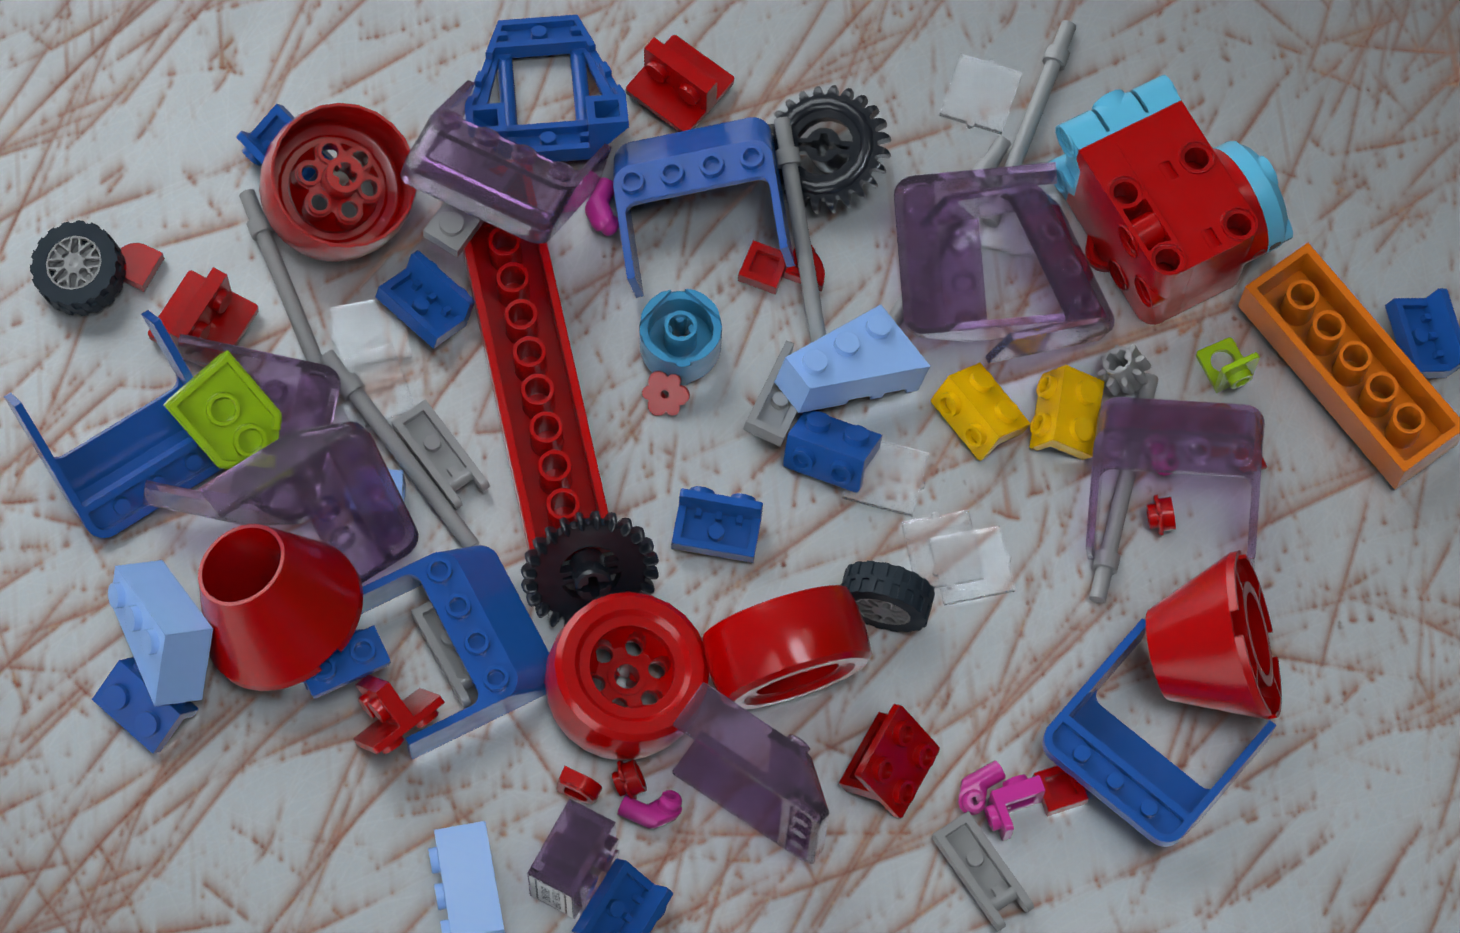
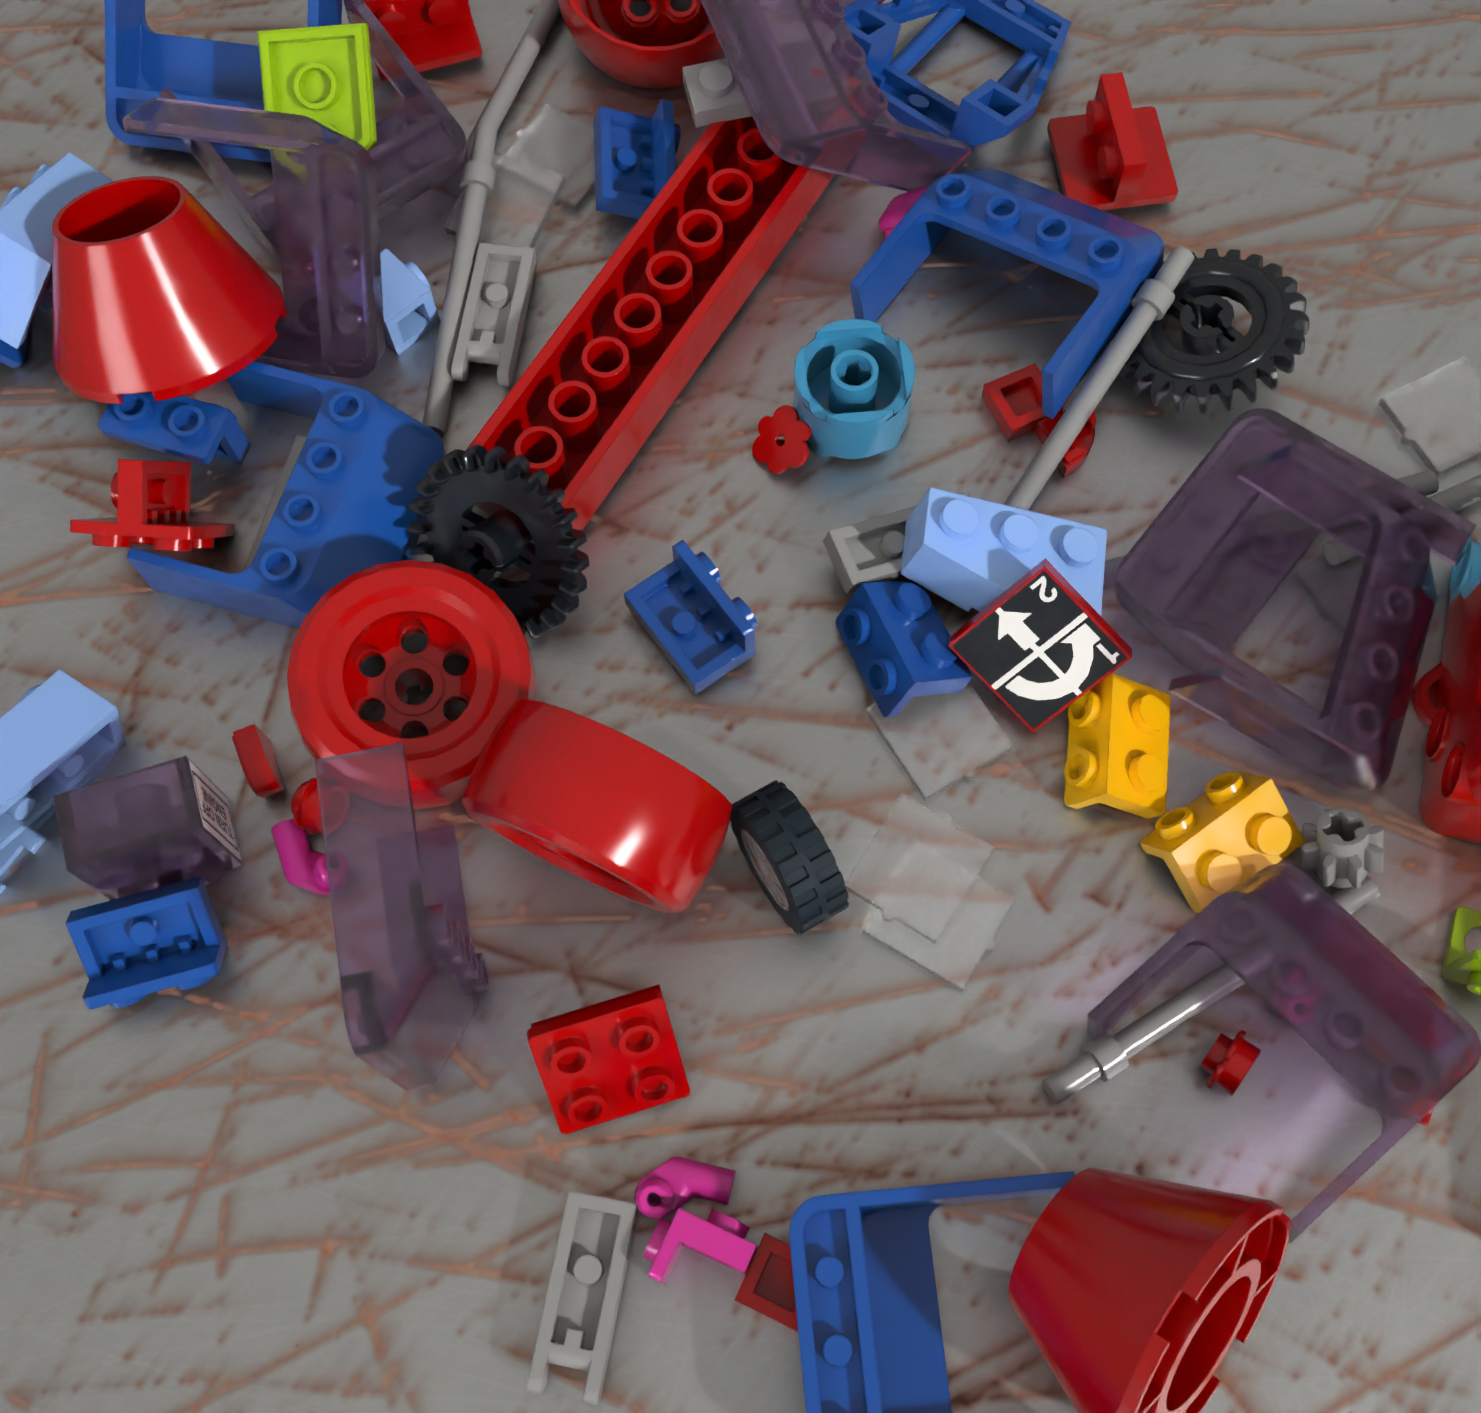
camera: 50 degrees right, 0 degrees up
(904, 392) = (1040, 646): none -> tile

